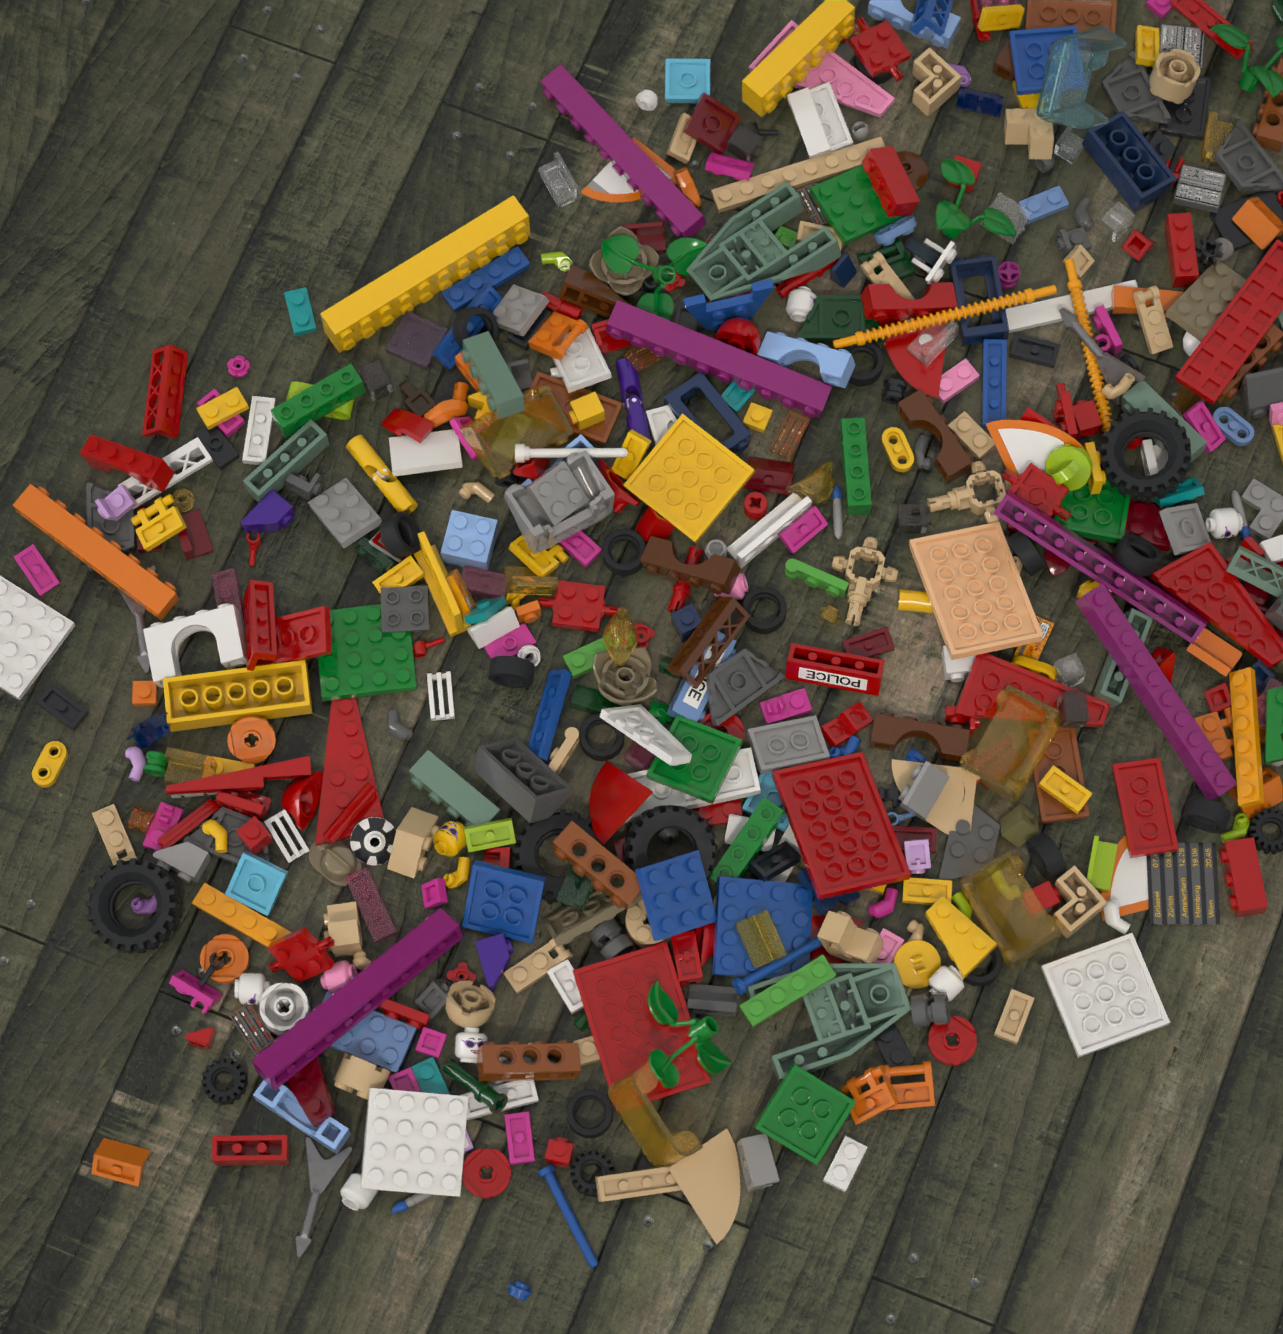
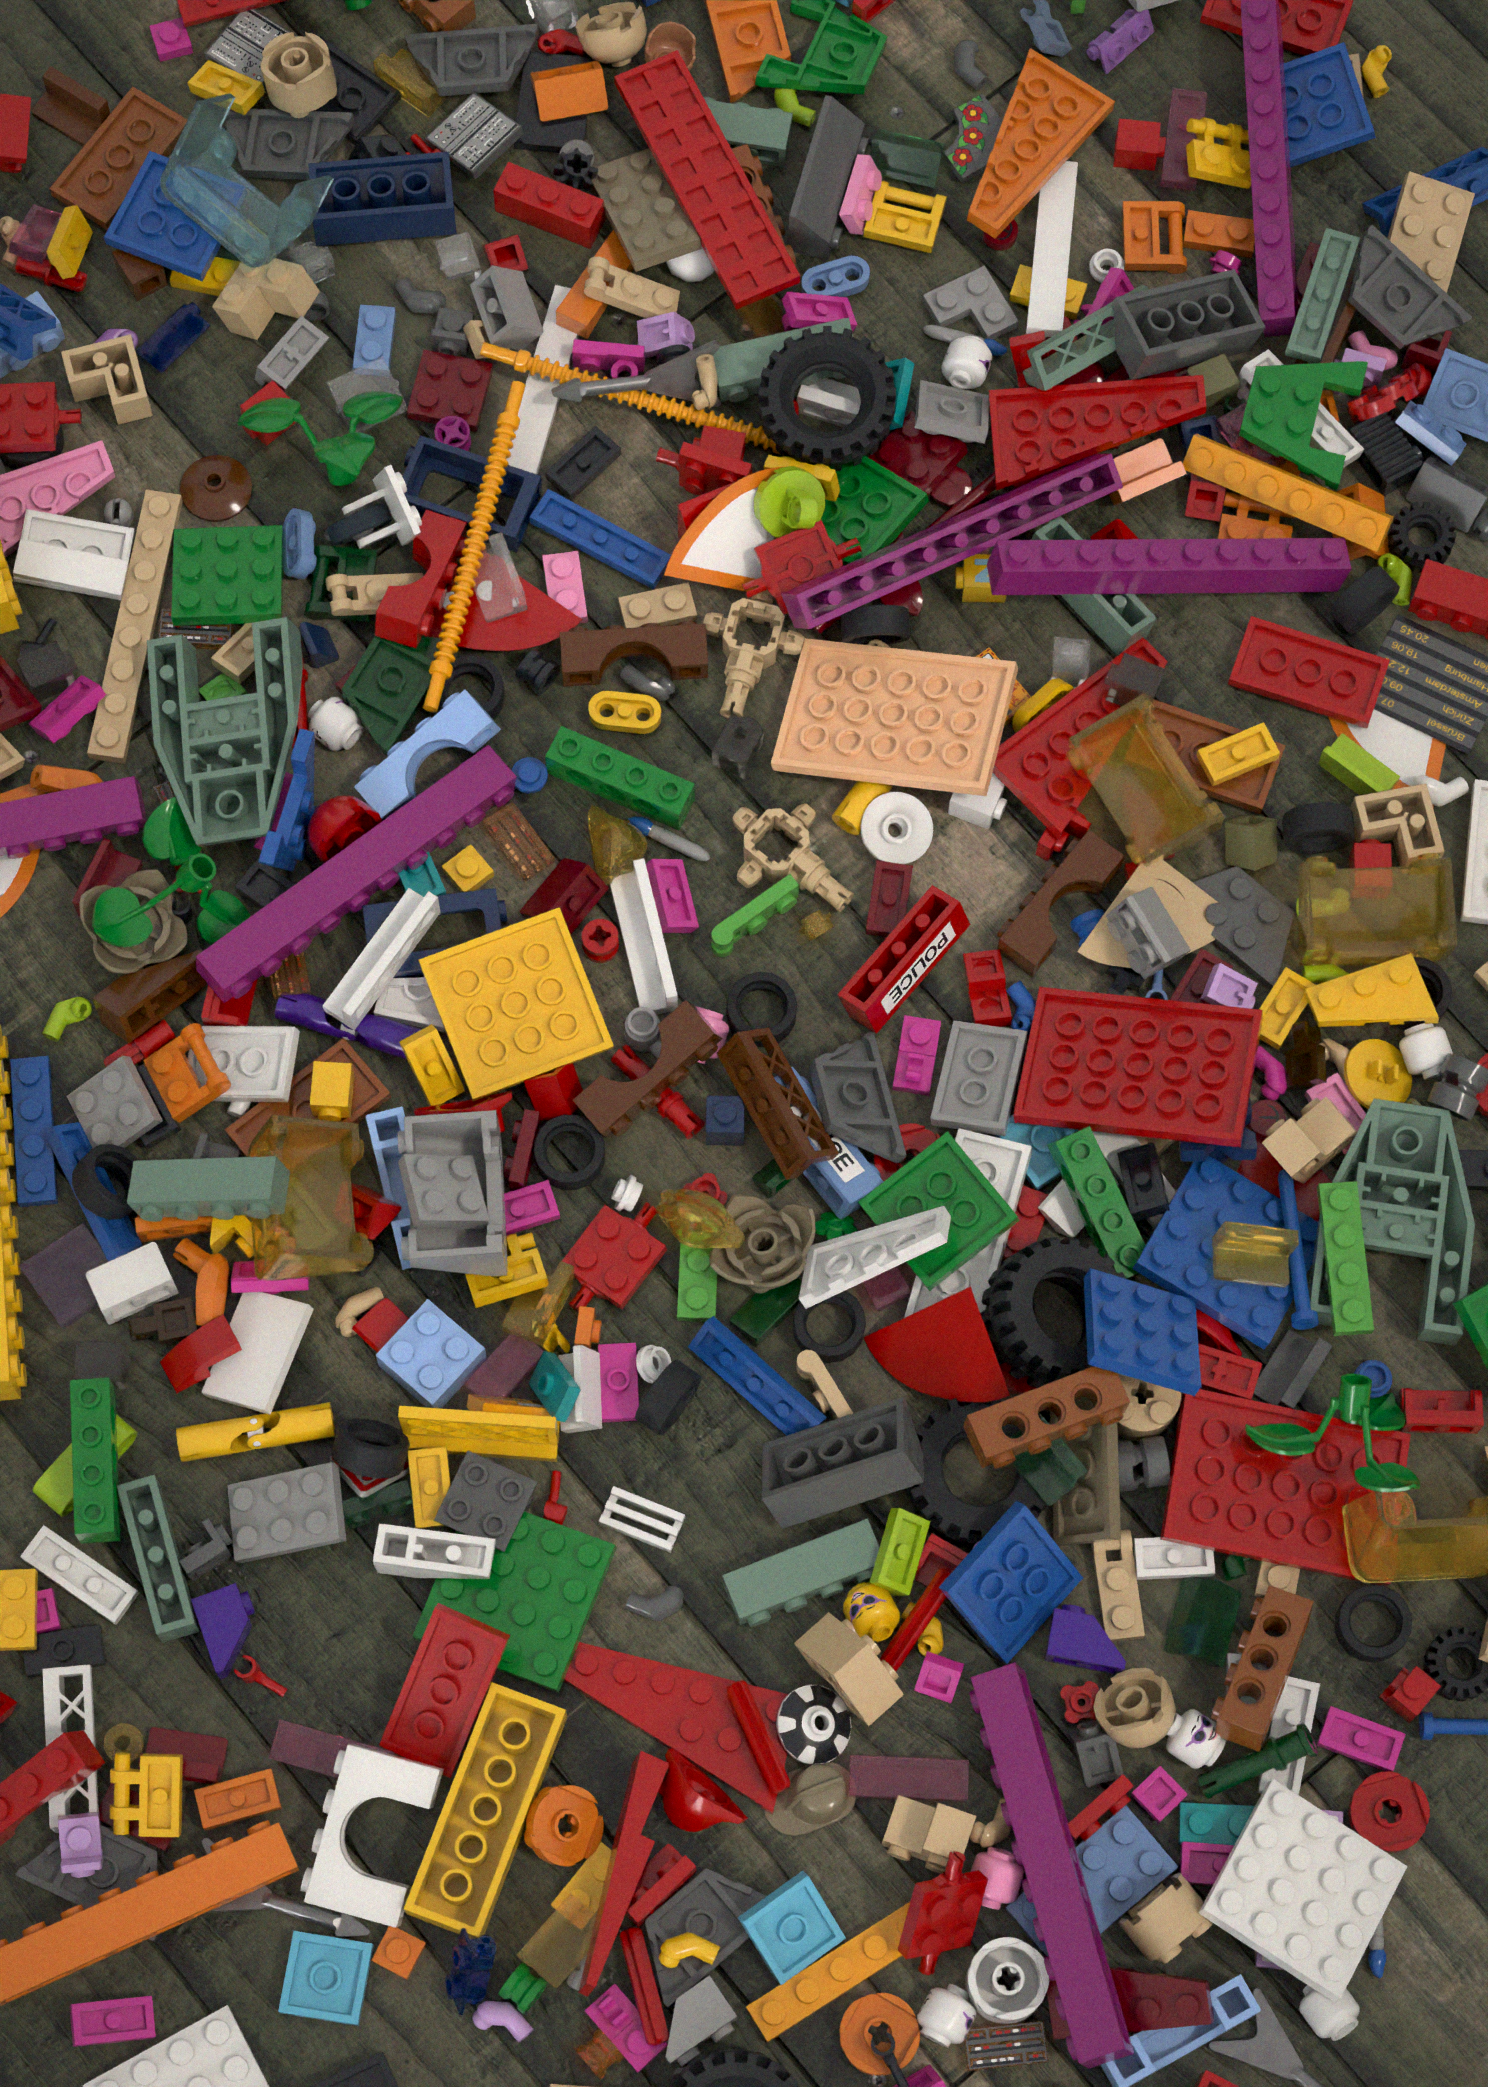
camera: 65 degrees left, 0 degrees up
(112, 663) = (326, 1978): none -> medium azure plate
(182, 571) = (237, 1799): none -> orange plate
(254, 835) = (723, 1893): red brick -> none
(259, 623) = (396, 1722): red fence -> none
(296, 853) = (770, 1847): white tile -> none
(359, 594) = (432, 1553): none -> white slope
(427, 370) = (131, 1283): none -> white panel
(461, 865) = (916, 1621): none -> red axle
(473, 505) = (380, 1324): none -> red slope
(525, 453) = (350, 1207): white piece -> none
(542, 1021) = (1203, 1620): none -> clear green panel
(600, 530) = (524, 1133): none -> dark red plate
(617, 593) = (626, 1193): none -> white plate
(675, 396) = (382, 958): none -> white fence
(733, 1047) = (1379, 1374): none -> blue plate
(735, 1093) = (1442, 1411): none -> red hinge
(831, 419) = (530, 775): none -> blue plate
(858, 914) = (1264, 1115): none -> dark red tile
(890, 181) = (227, 509): red brick -> none
(901, 918) = (1308, 1060): none -> dark brown plate
(909, 615) = (912, 821): none -> white dish
(1004, 165) = (291, 354): none -> light grey hinge
(1037, 259) = (449, 387): none -> dark red plate
(1102, 260) = (506, 308): none -> light grey brick
(1137, 555) = (961, 486): black tyre -> none
(1141, 352) = (664, 331): none -> lavender bracket

